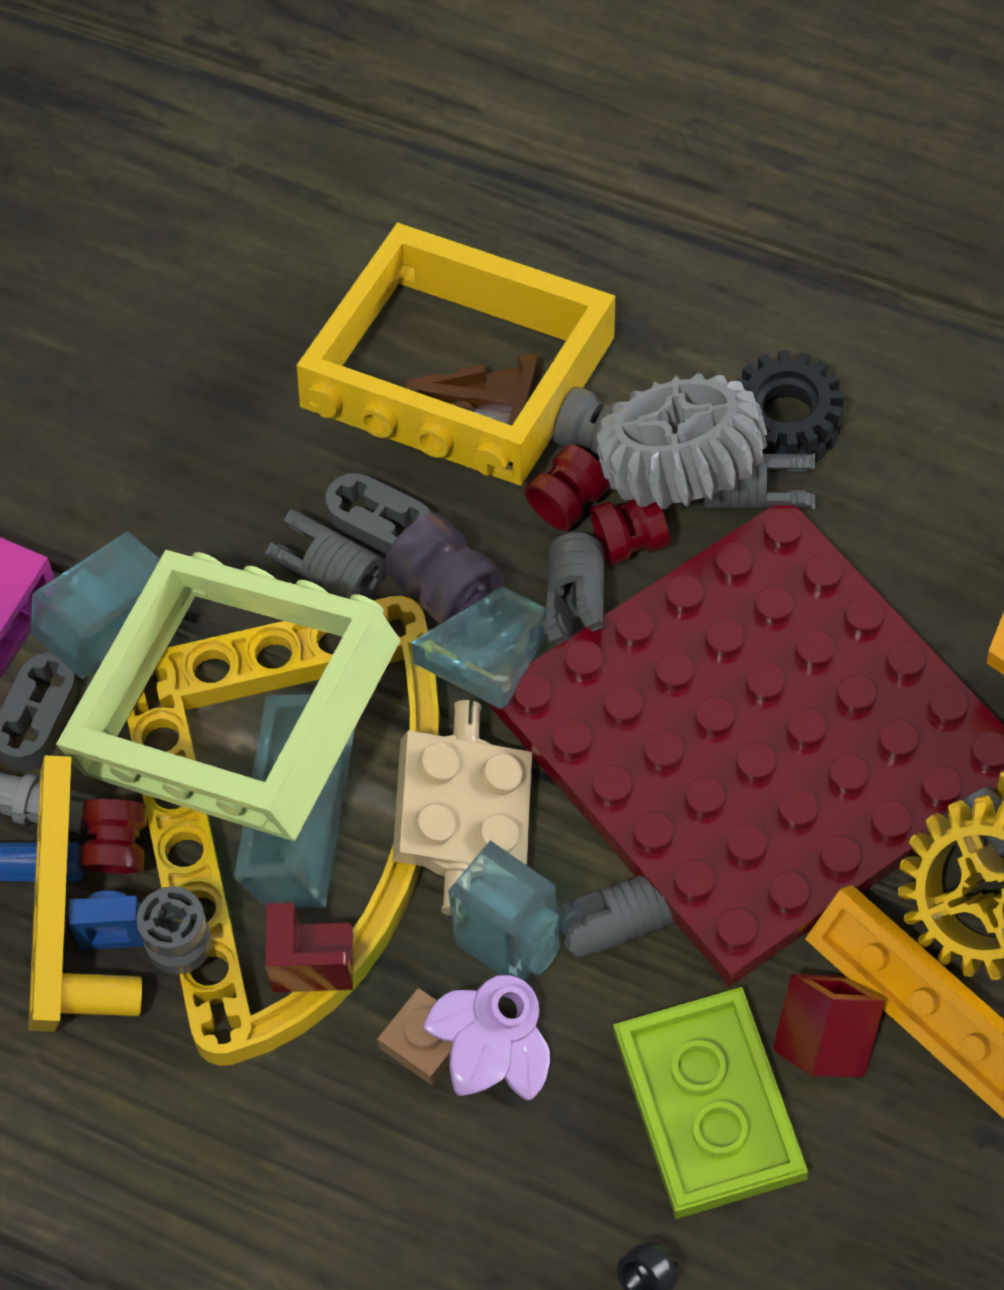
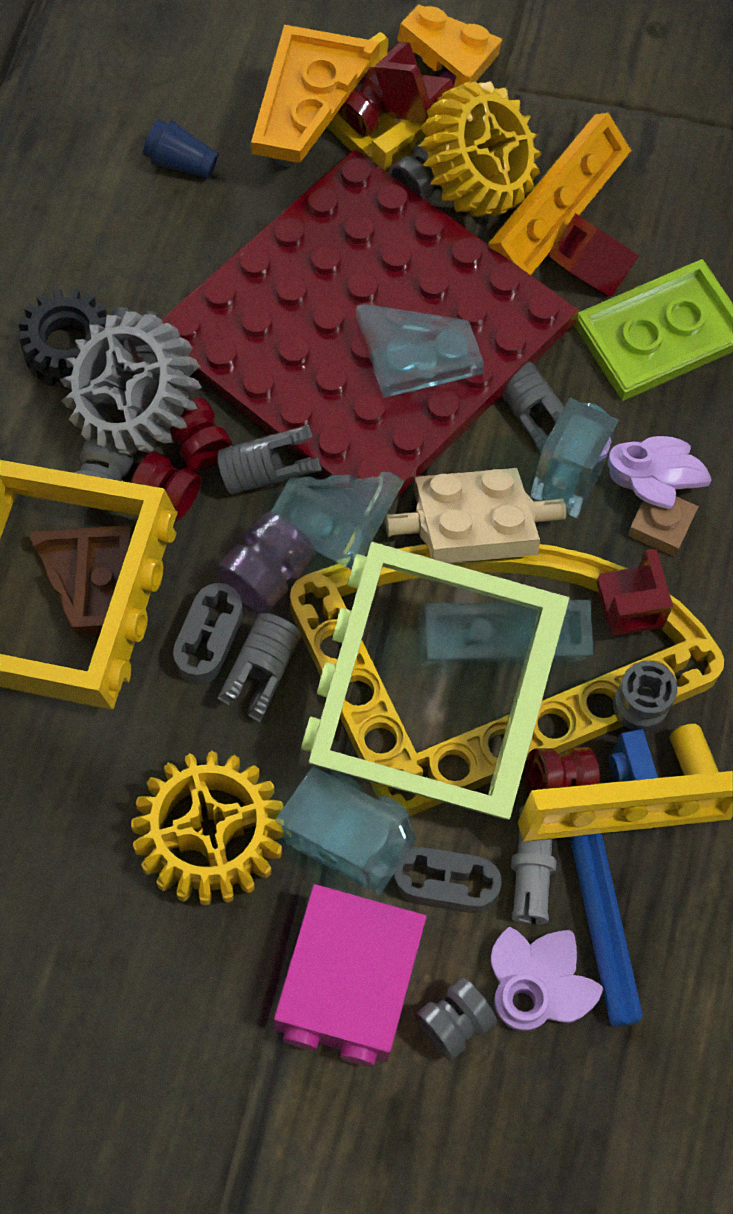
camera: 110 degrees left, 5 degrees up
(115, 468) = (188, 832): none -> yellow gear
(690, 759) = (417, 348): none -> clear light blue wing

